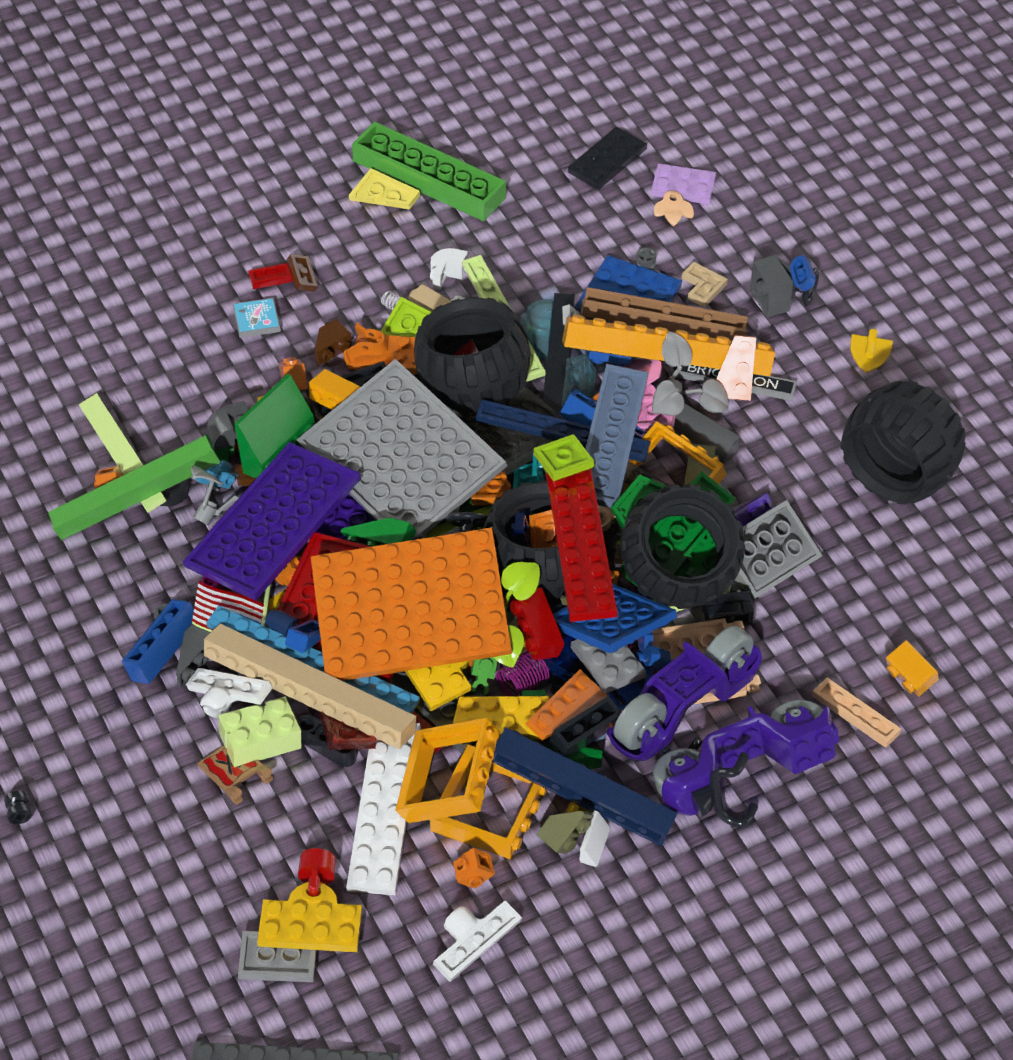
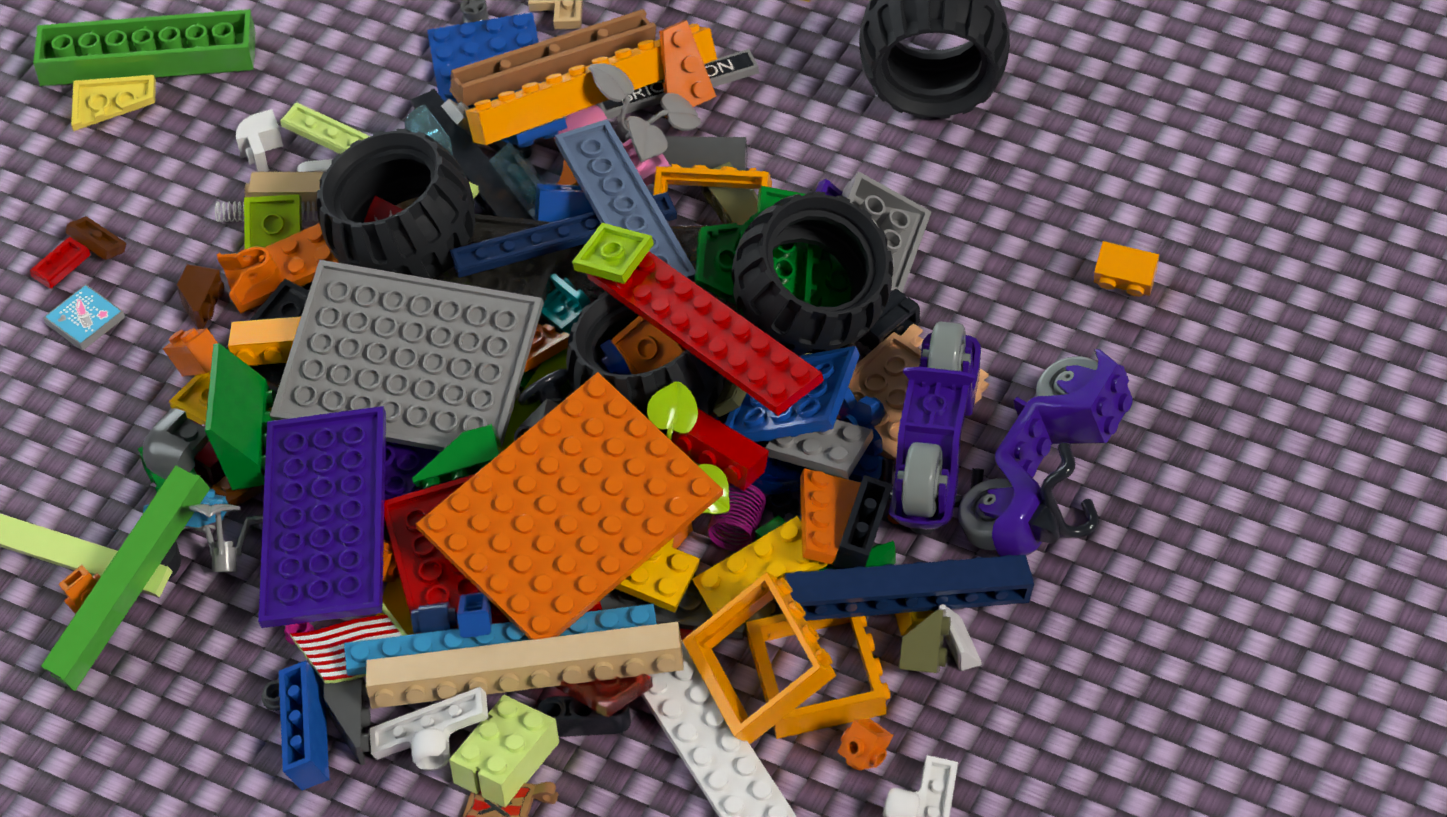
camera: 30 degrees left, 0 degrees up
(483, 669) = (692, 538): bright green plate -> none
(856, 712) = (1117, 345): light nougat plate -> none

